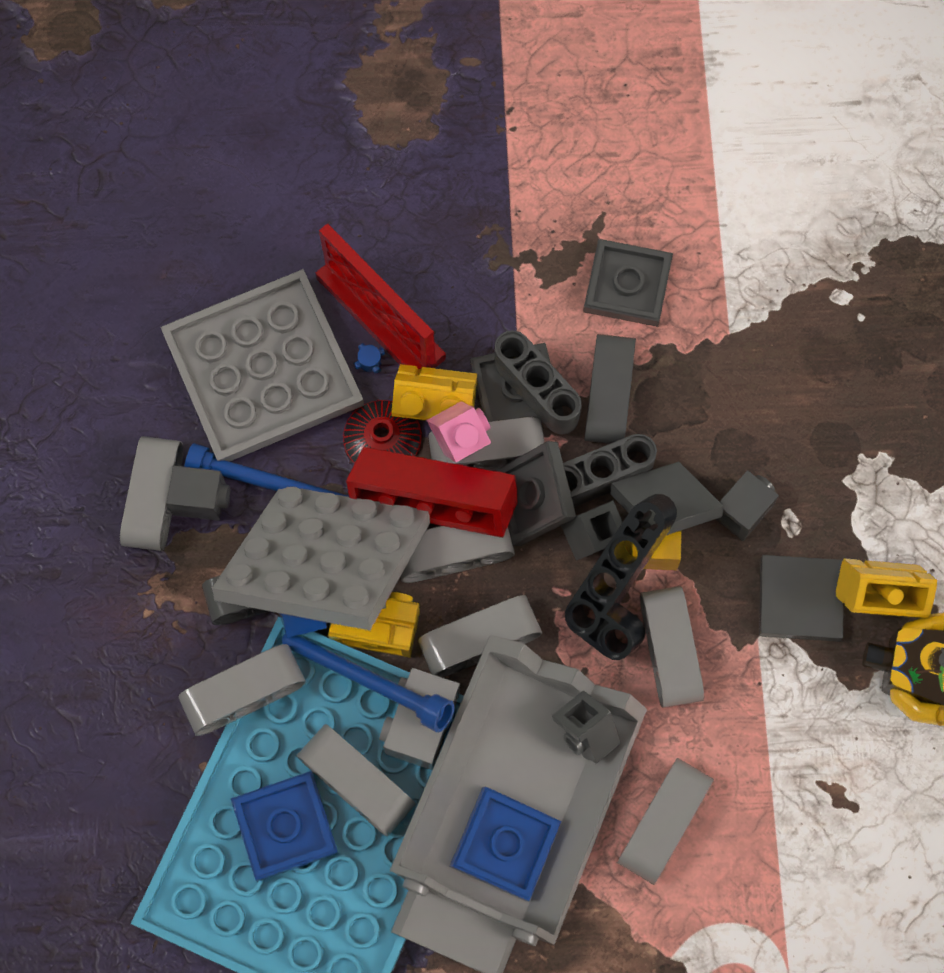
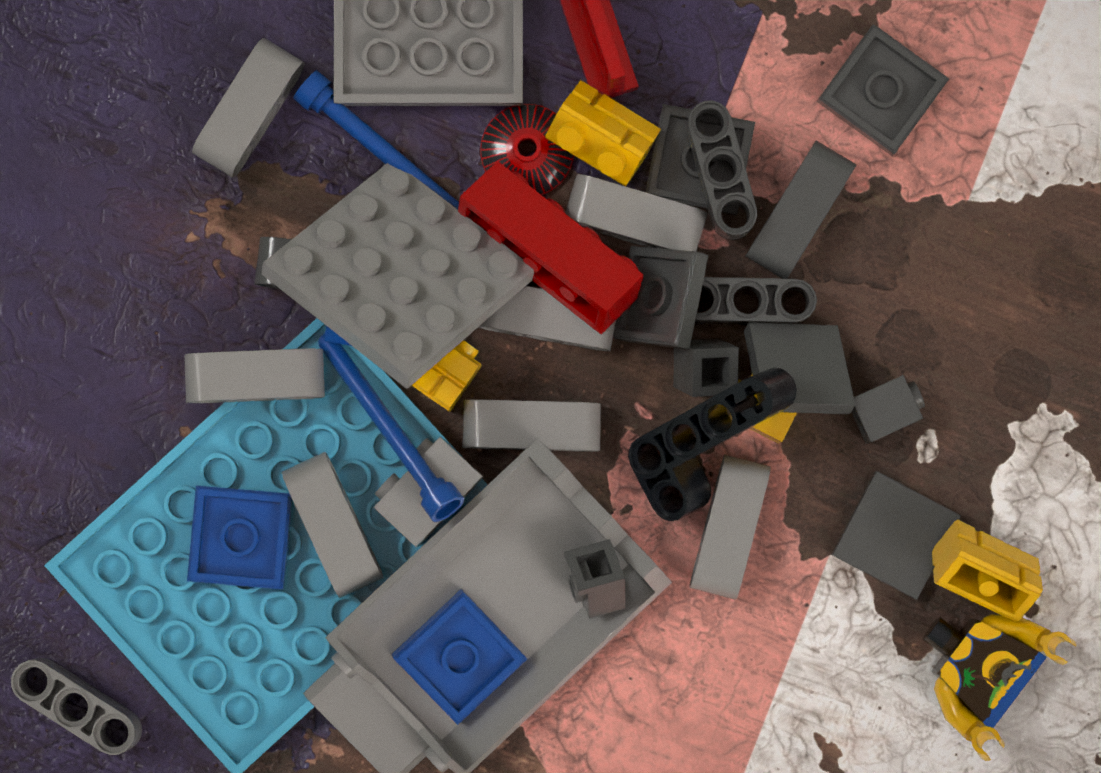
camera: 25 degrees right, 15 degrees up
(197, 493) = (298, 130): dark grey brick -> none
(369, 358) = (552, 52): blue piece -> none
(460, 430) = (607, 197): bright pink brick -> none
(665, 821) = (636, 705): light grey beam -> none

